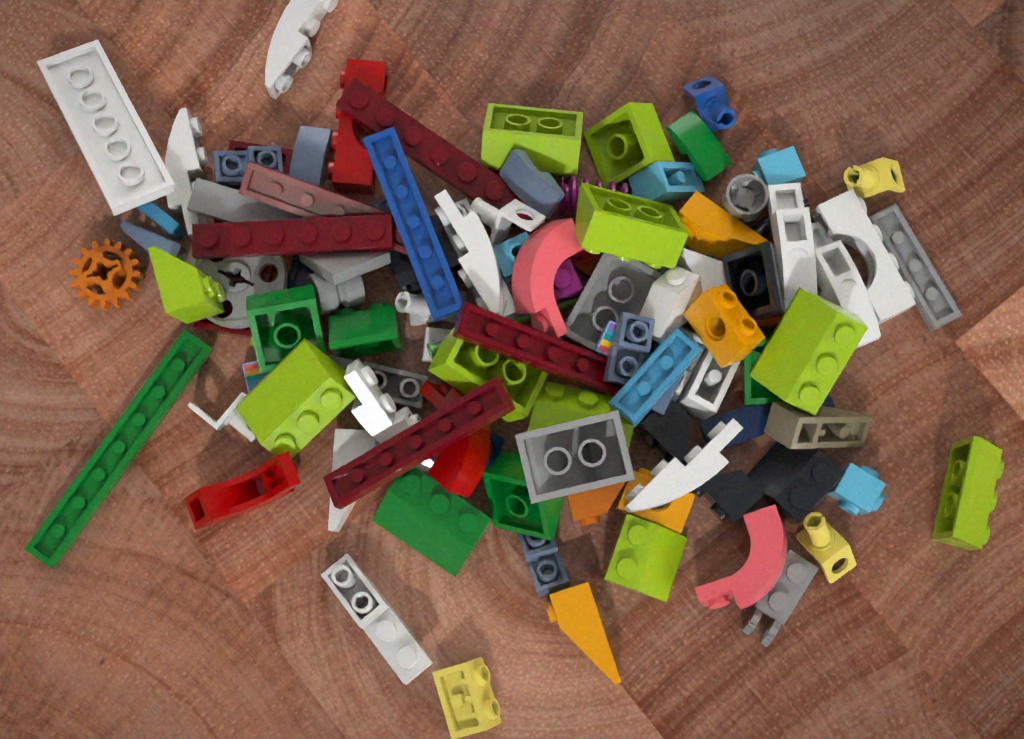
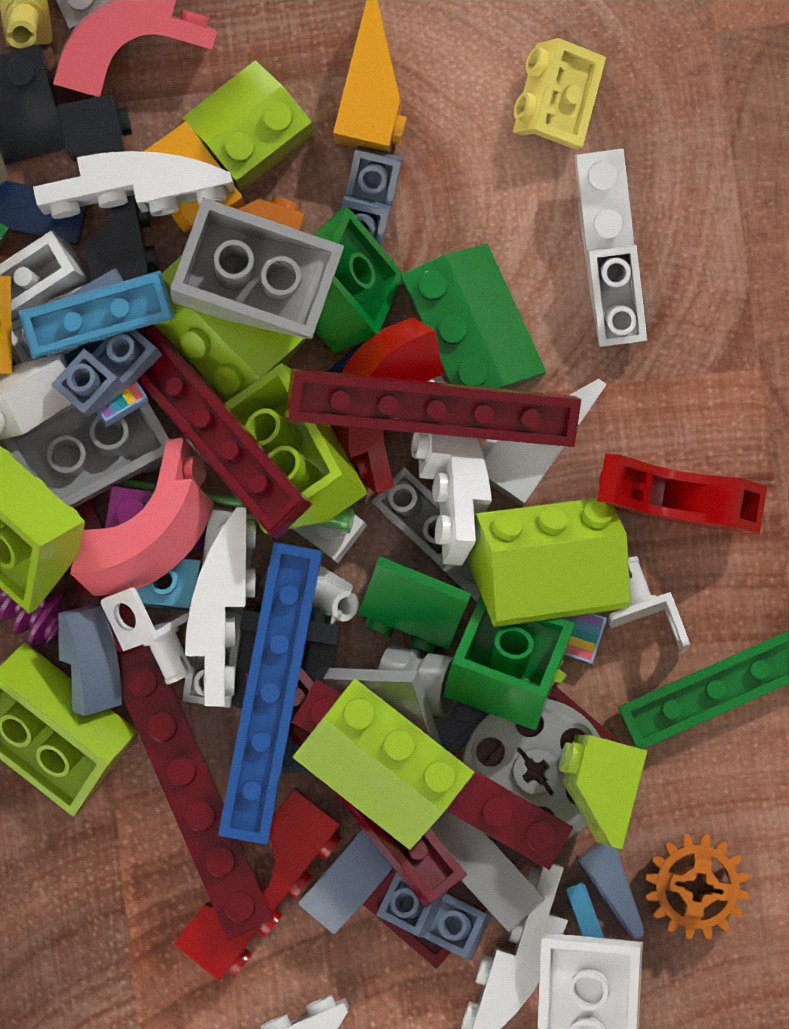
camera: 145 degrees left, 5 degrees up
(320, 220) = (383, 764): none -> lime slope

